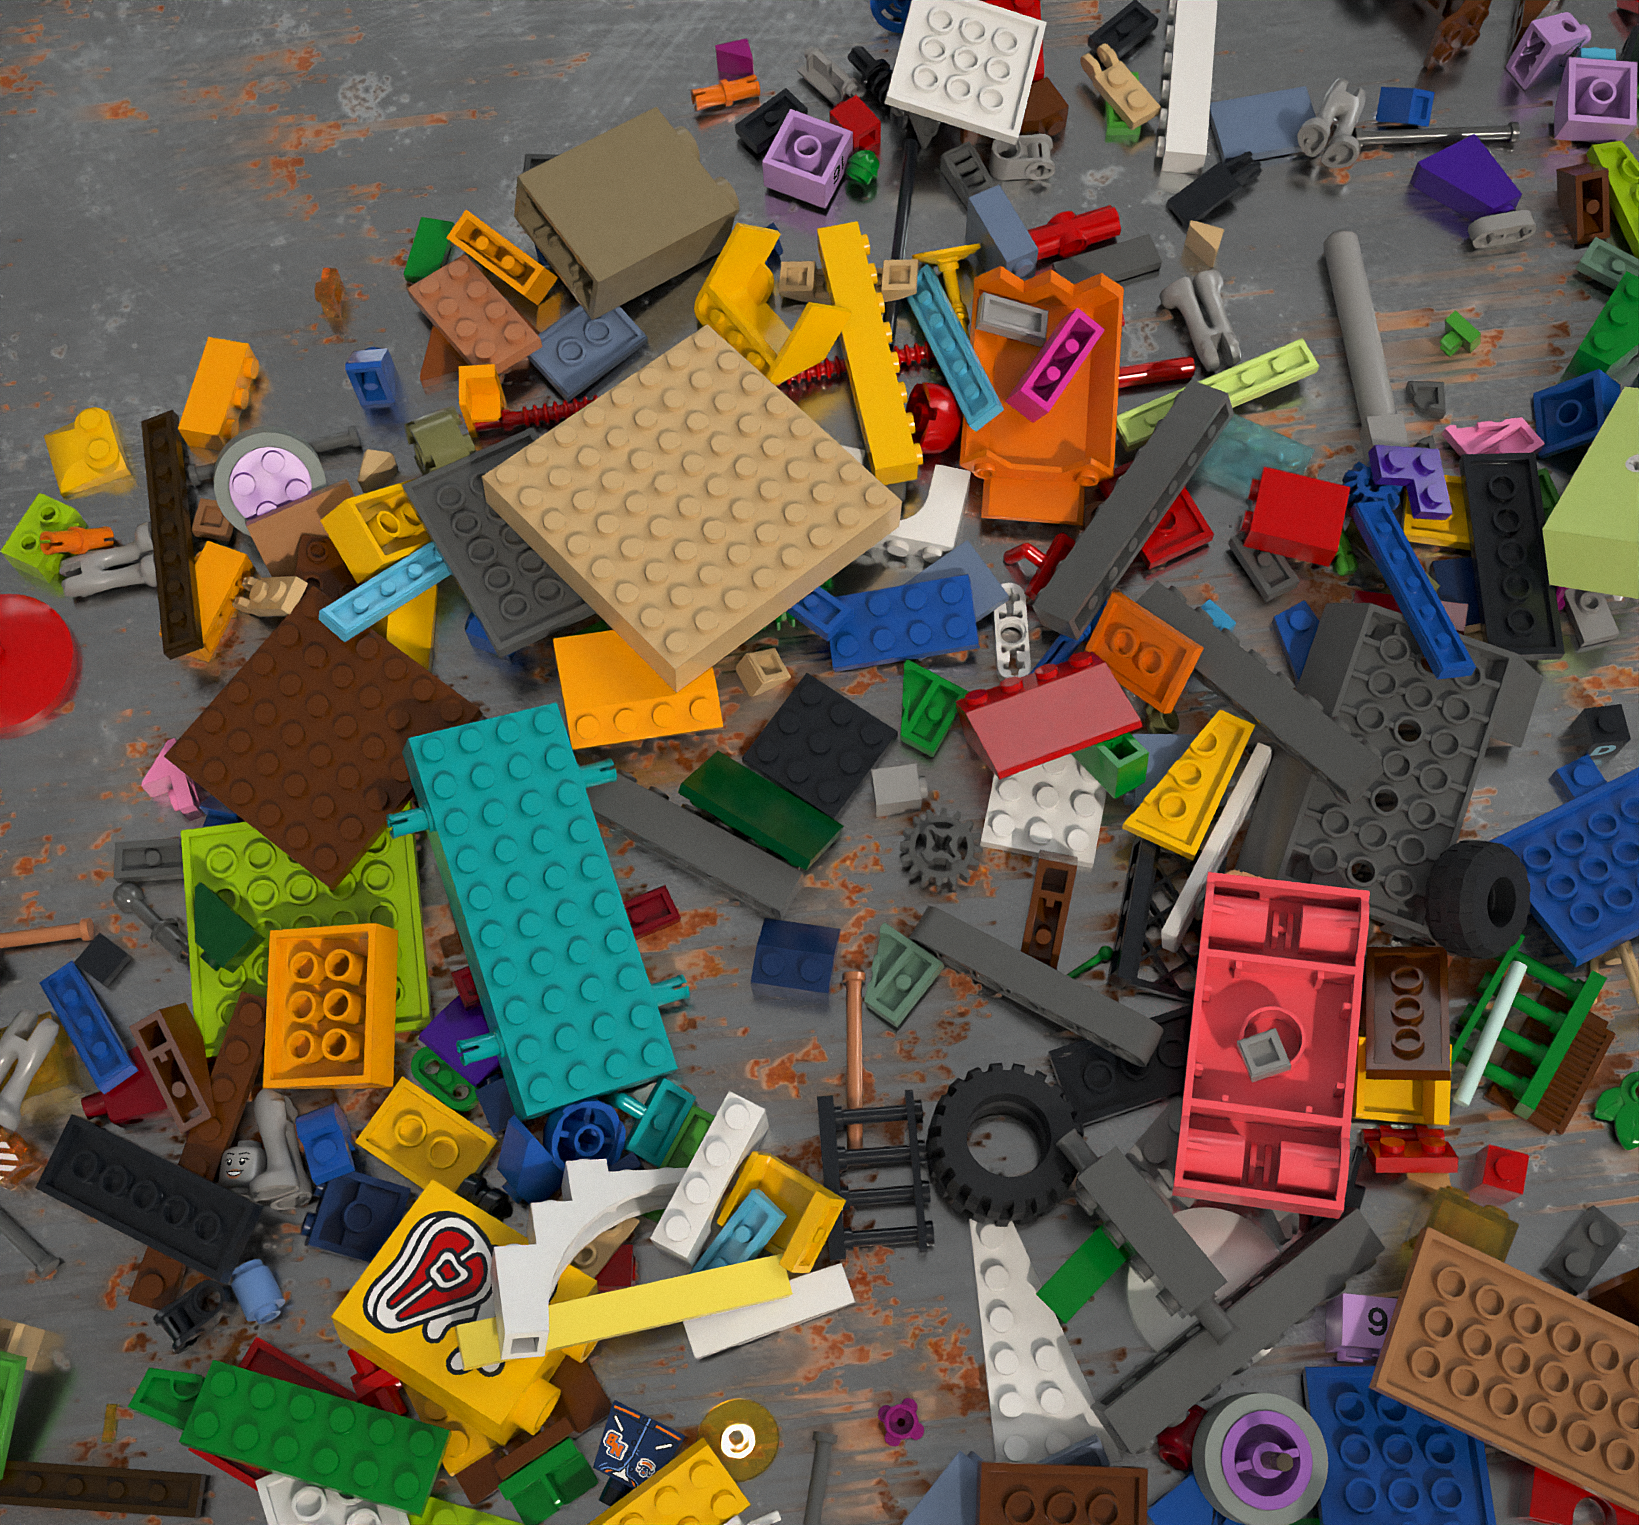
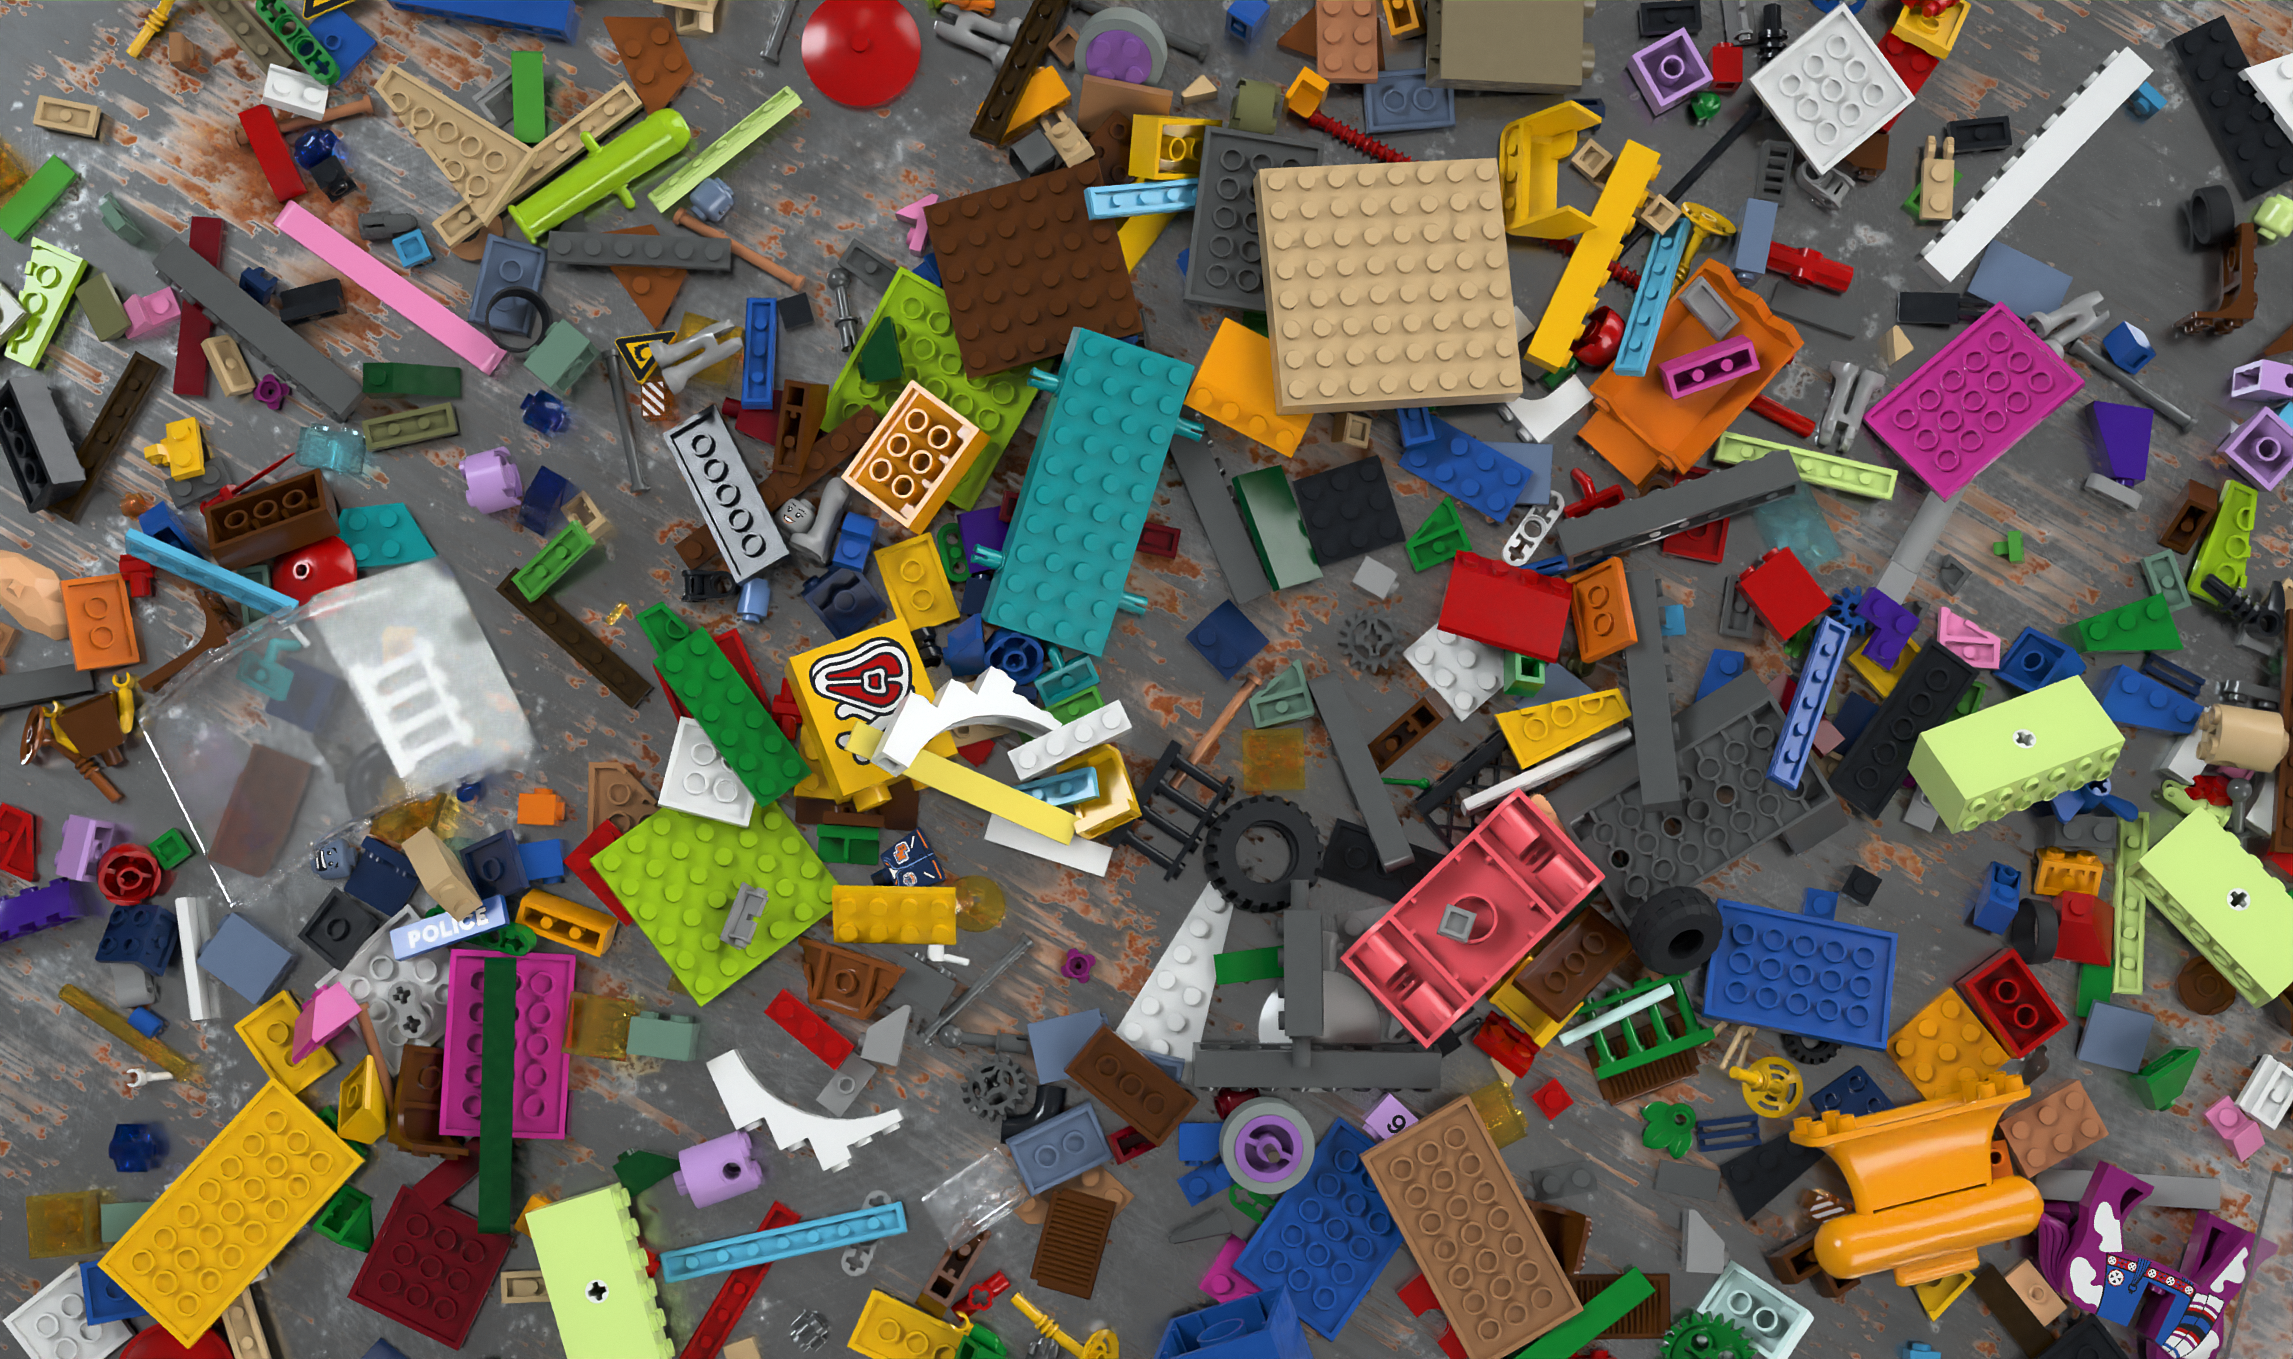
camera: 30 degrees right, 15 degrees up
(238, 631) = (1031, 155): none -> dark grey piece
(919, 487) = (1553, 380): none -> green pin
(937, 1041) = (1272, 760): none -> clear yellow brick
(1315, 235) = (1973, 401): none -> dark pink plate

